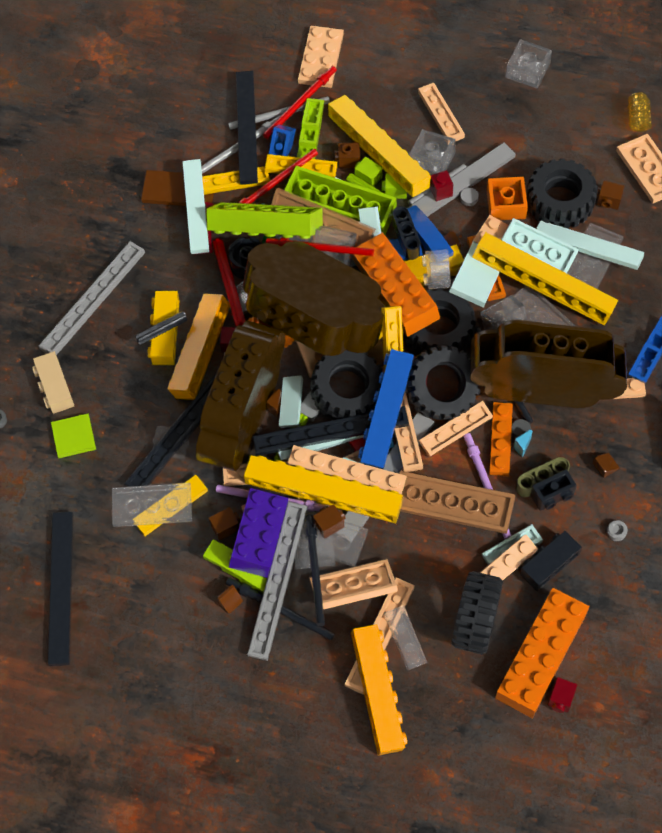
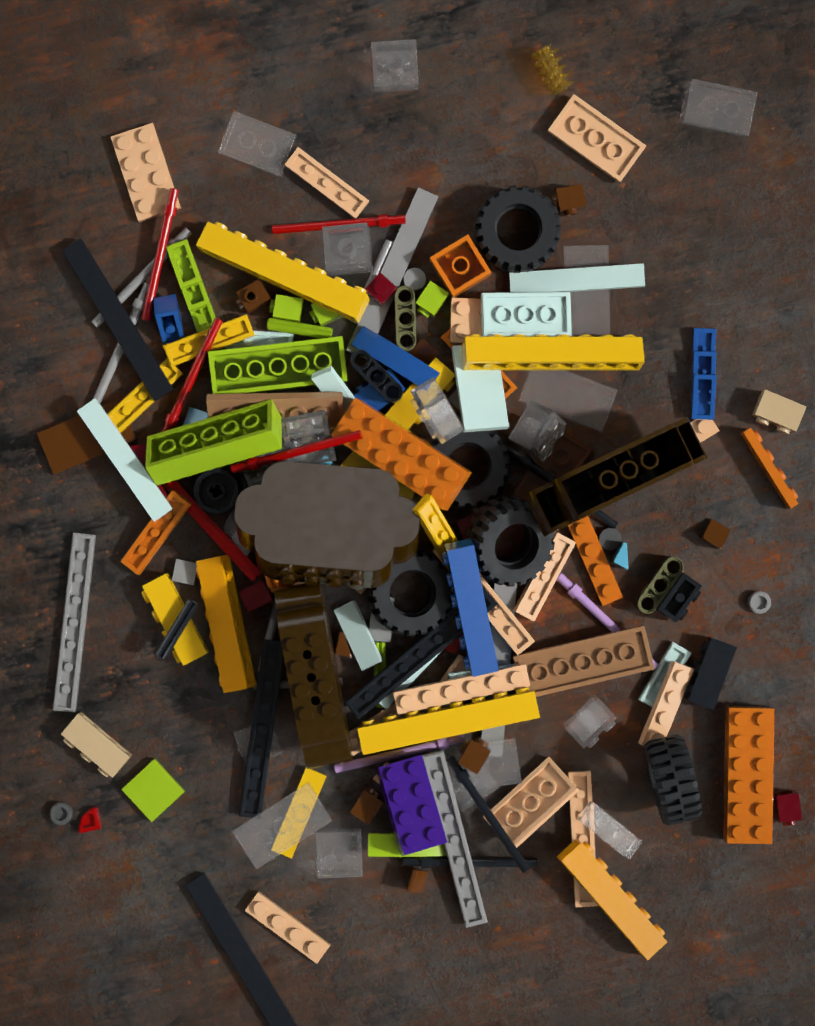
camera: 30 degrees left, 25 degrees up
(14, 434) = (90, 821): none -> red tile
(109, 585) = (287, 927): none -> light nougat plate
(182, 544) = (339, 853): none -> clear brick
(186, 265) = (155, 534): none -> orange plate
(190, 303) = (184, 572): none -> light grey tile
(406, 71) = (257, 144): none -> clear tile
(433, 544) = (590, 722): none -> clear brick
(449, 208) = (405, 308): none -> olive beam
(466, 150) = (382, 221): none -> red bar
(474, 212) = (431, 300): none -> lime brick

